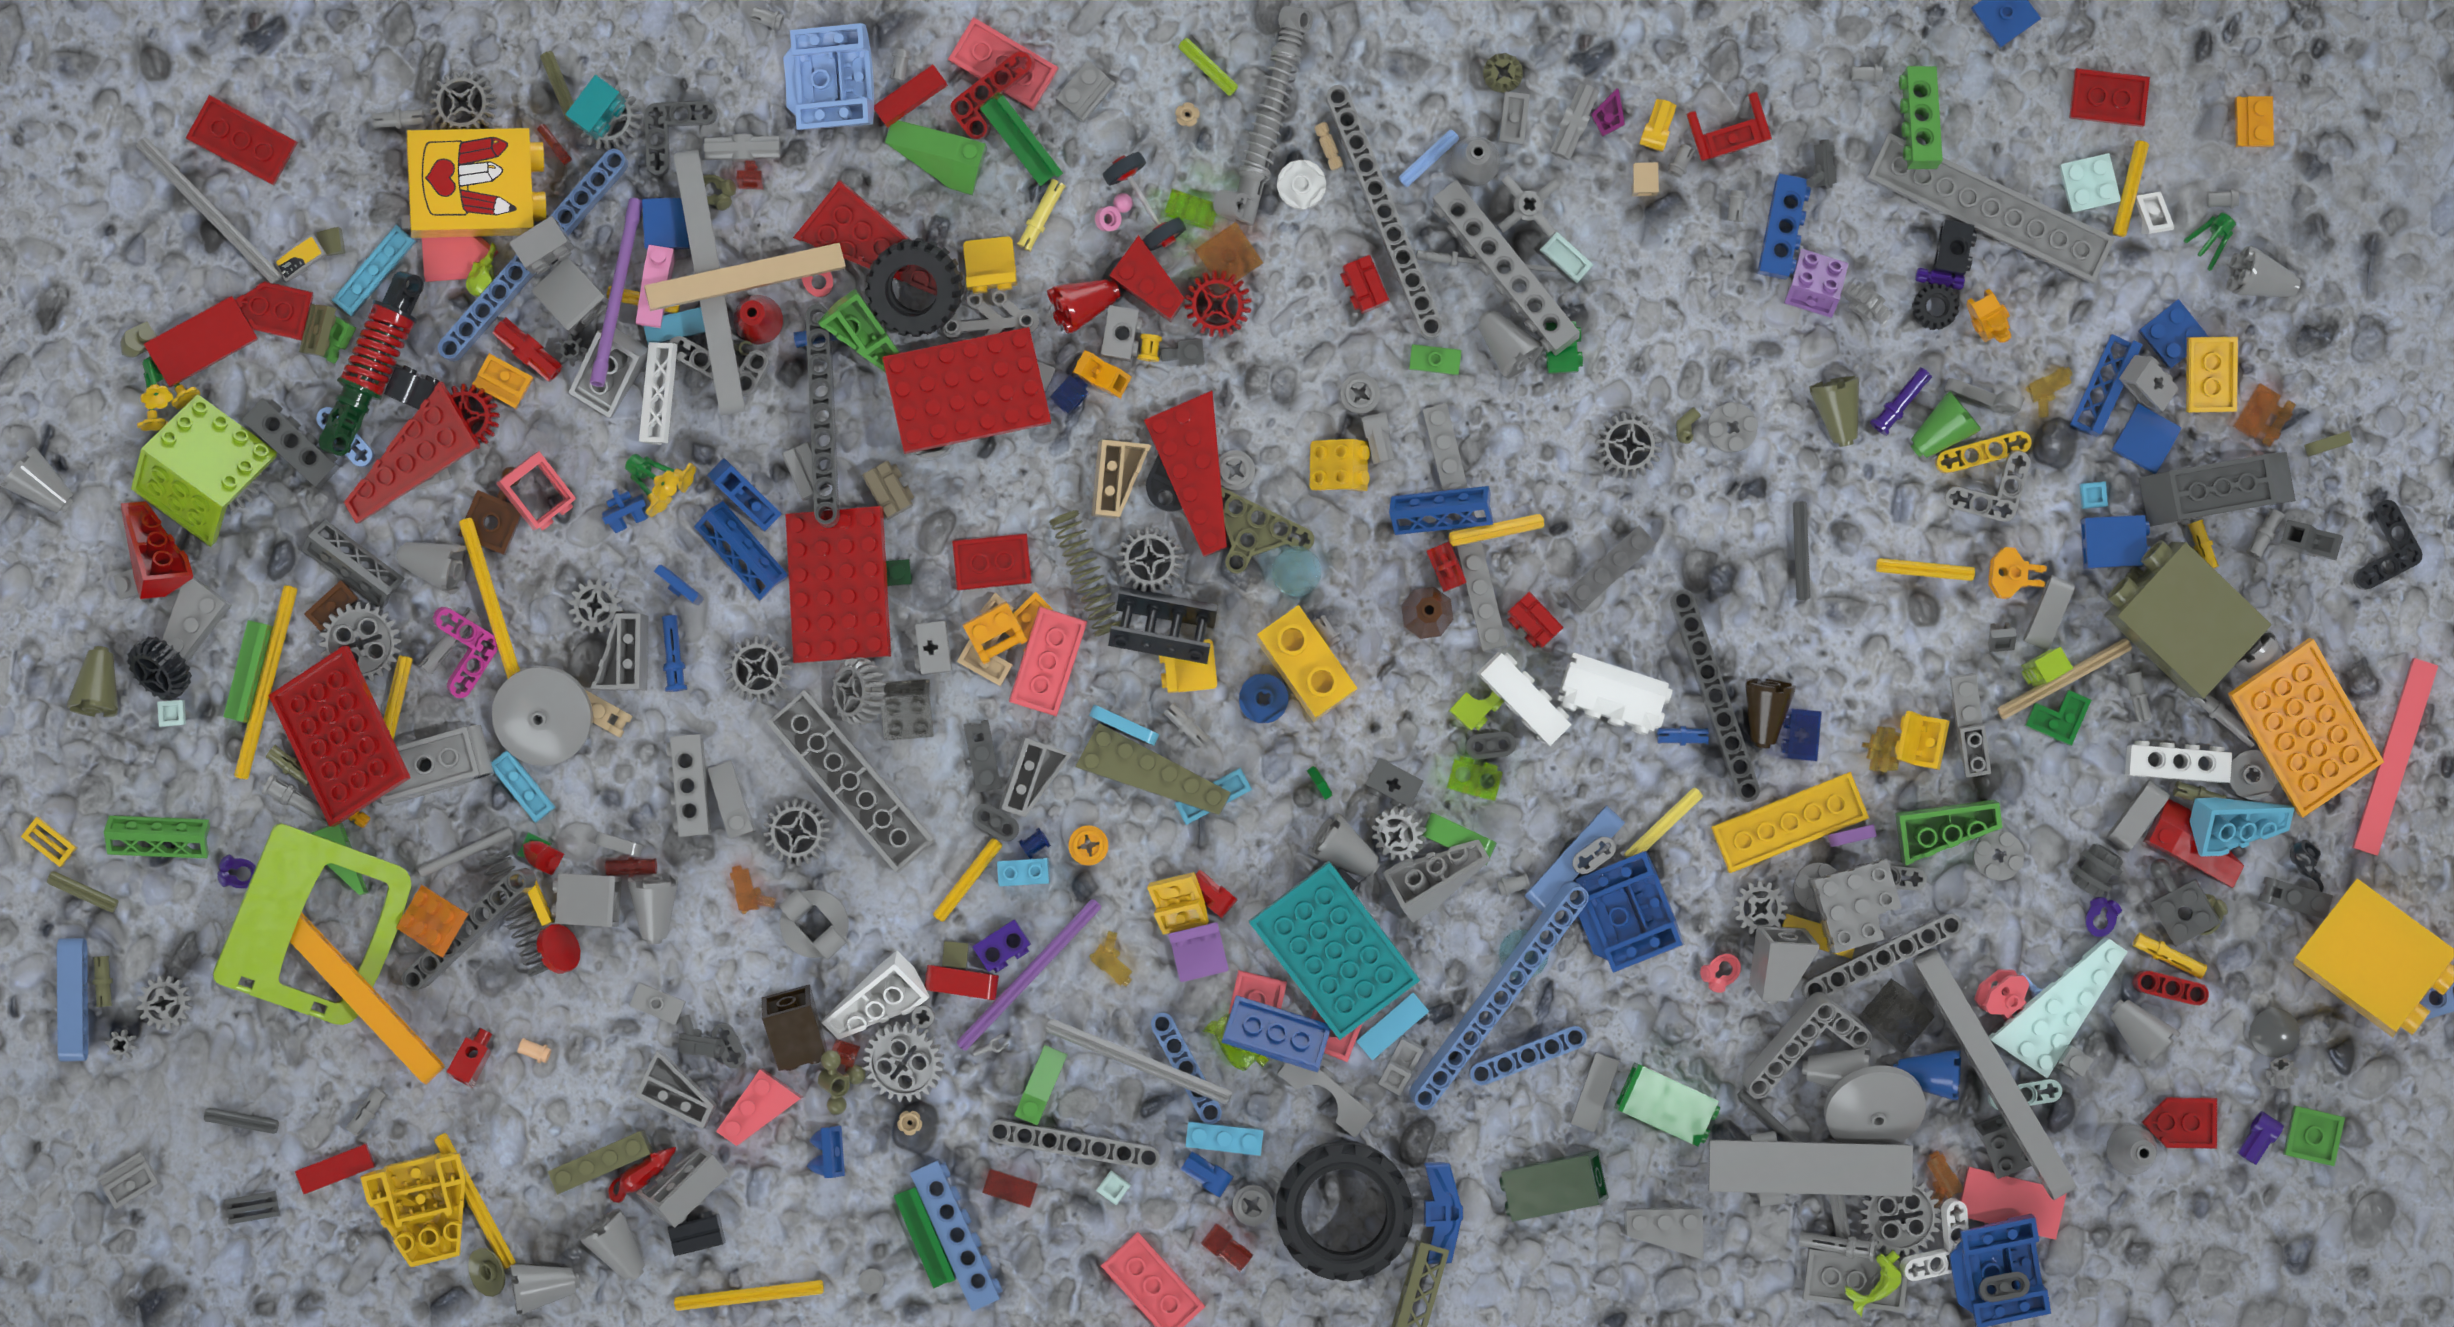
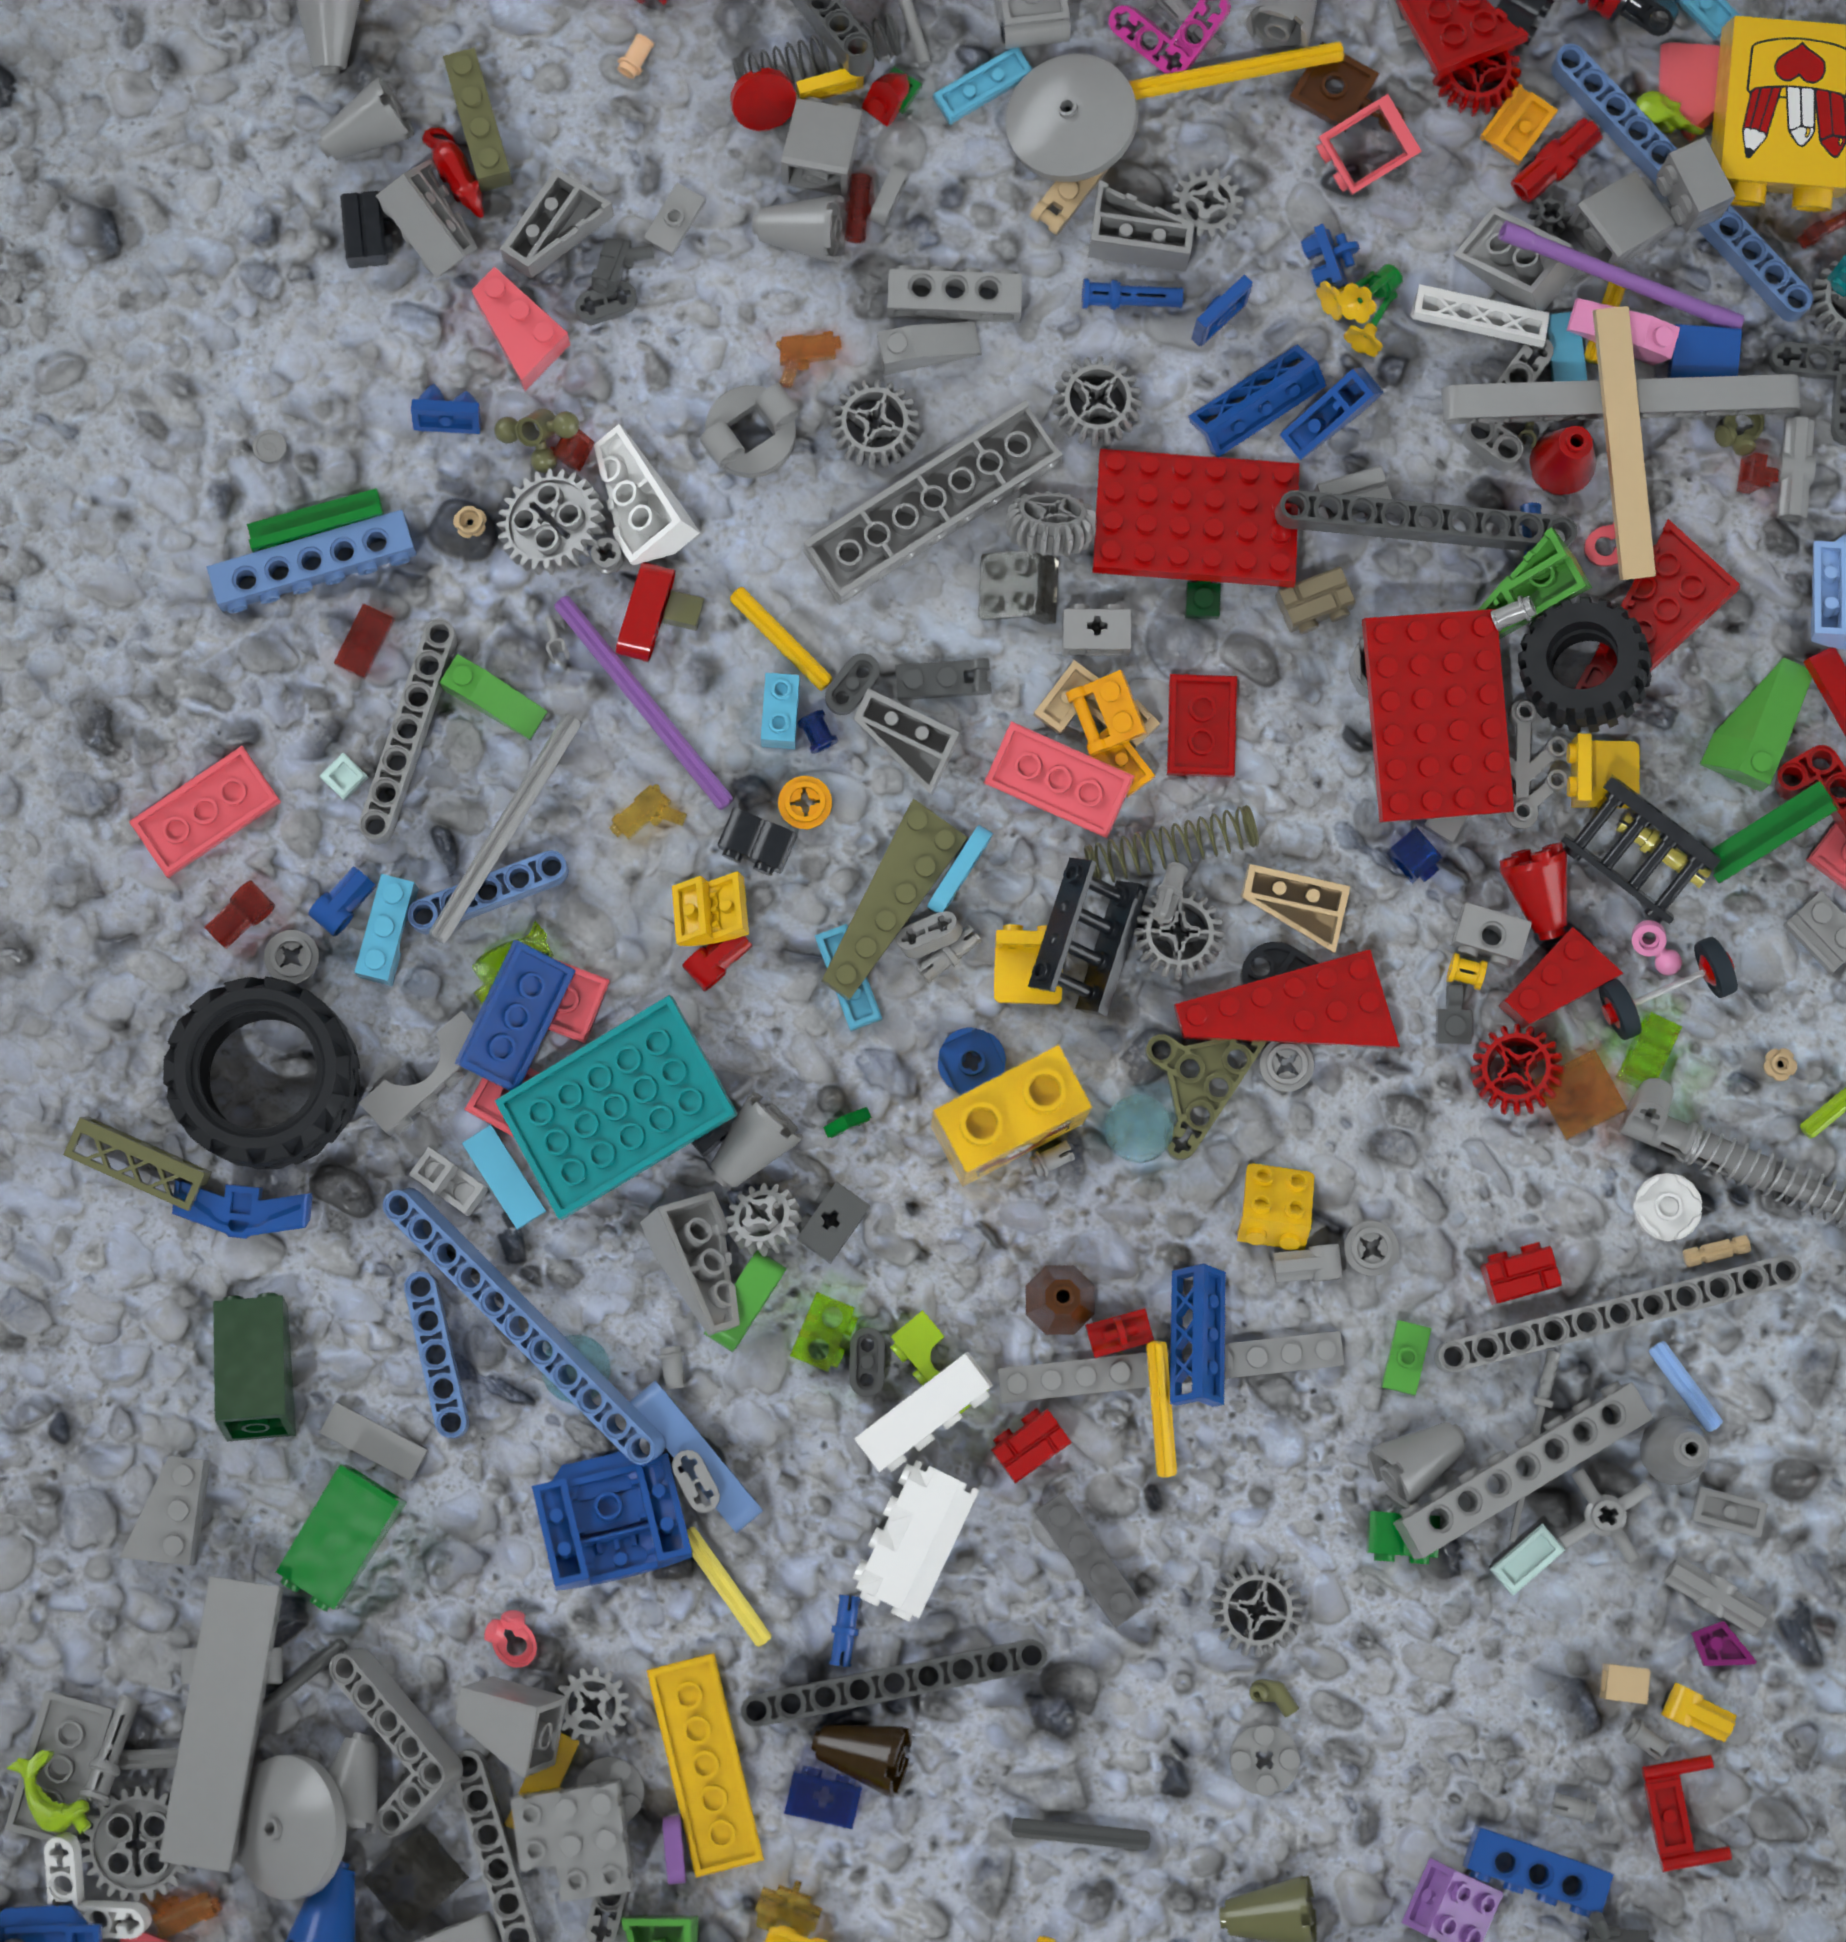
camera: 90 degrees right, 5 degrees down
(748, 1295) = (275, 287): yellow axle -> none
(793, 1028) = (616, 385): dark brown slope -> none
(884, 343) = (1513, 612): none -> light grey pin
(999, 940) = (692, 668): dark purple brick -> none
(1019, 231) = (1644, 816): none -> black fence
(1102, 374) = (1438, 900): light orange brick -> none
(1122, 876) = (756, 841): none -> black brick
(1124, 569) = (1169, 893): none -> light grey axle
(1175, 741) = (929, 934): none -> light grey beam
(1198, 952) = (641, 929): medium lavender bracket -> none
(1491, 73) = (1778, 1505): olive gear -> none

